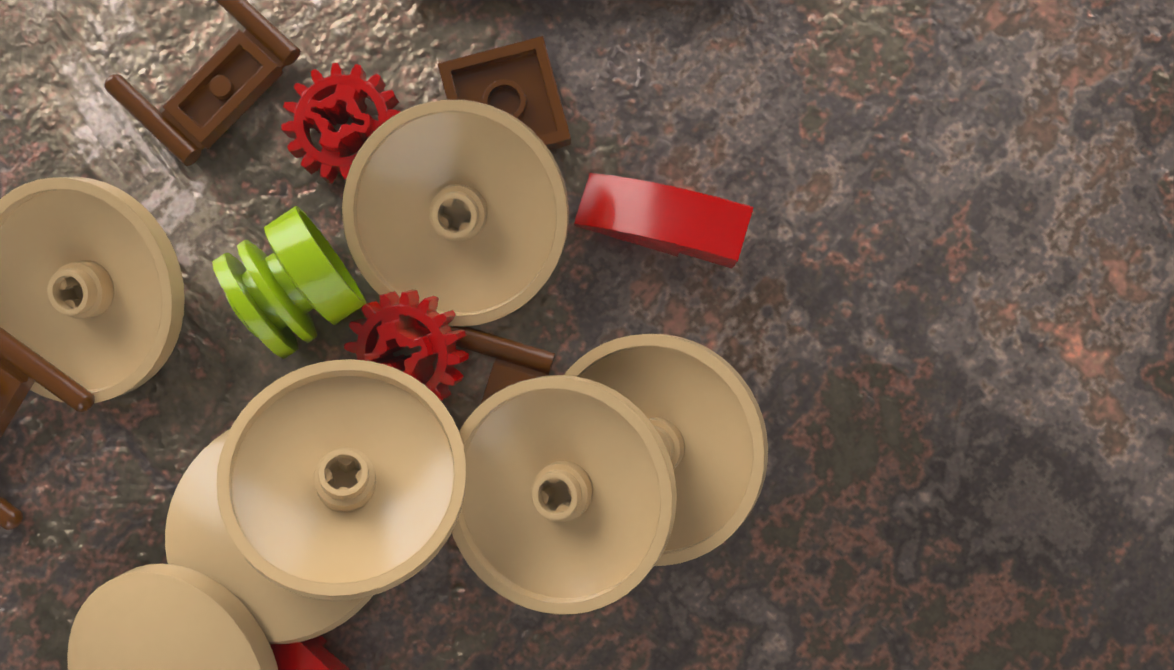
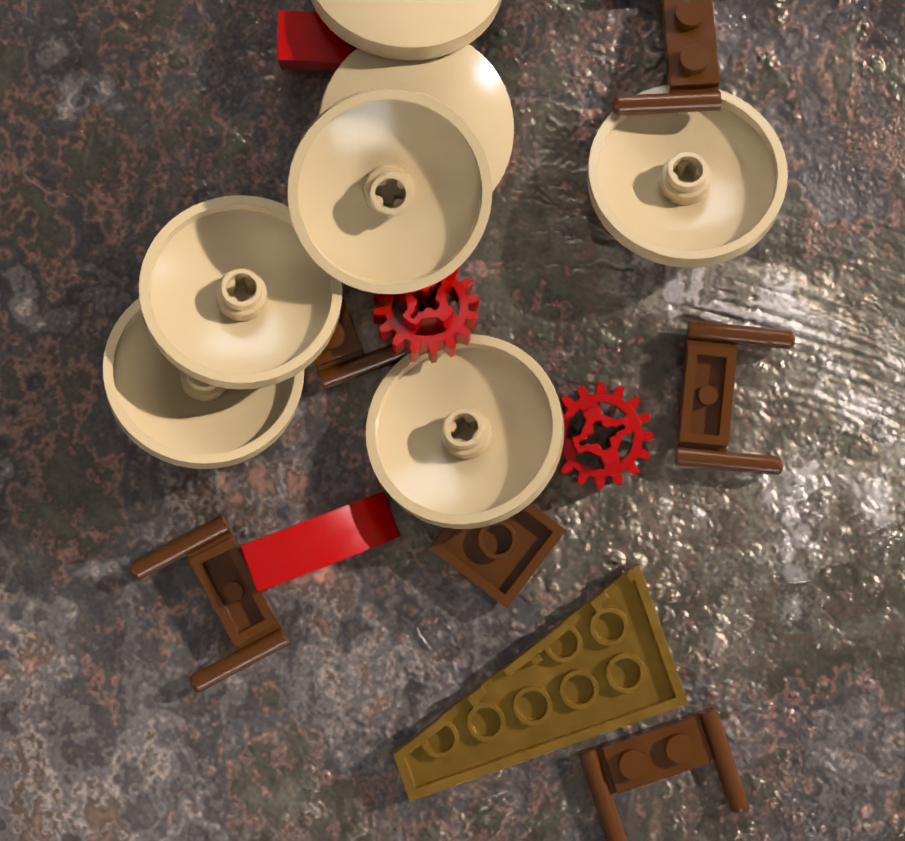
camera: 145 degrees right, 5 degrees up
(280, 289) = (539, 292): lime wheel -> none
(777, 233) = (232, 592): none -> reddish brown plate

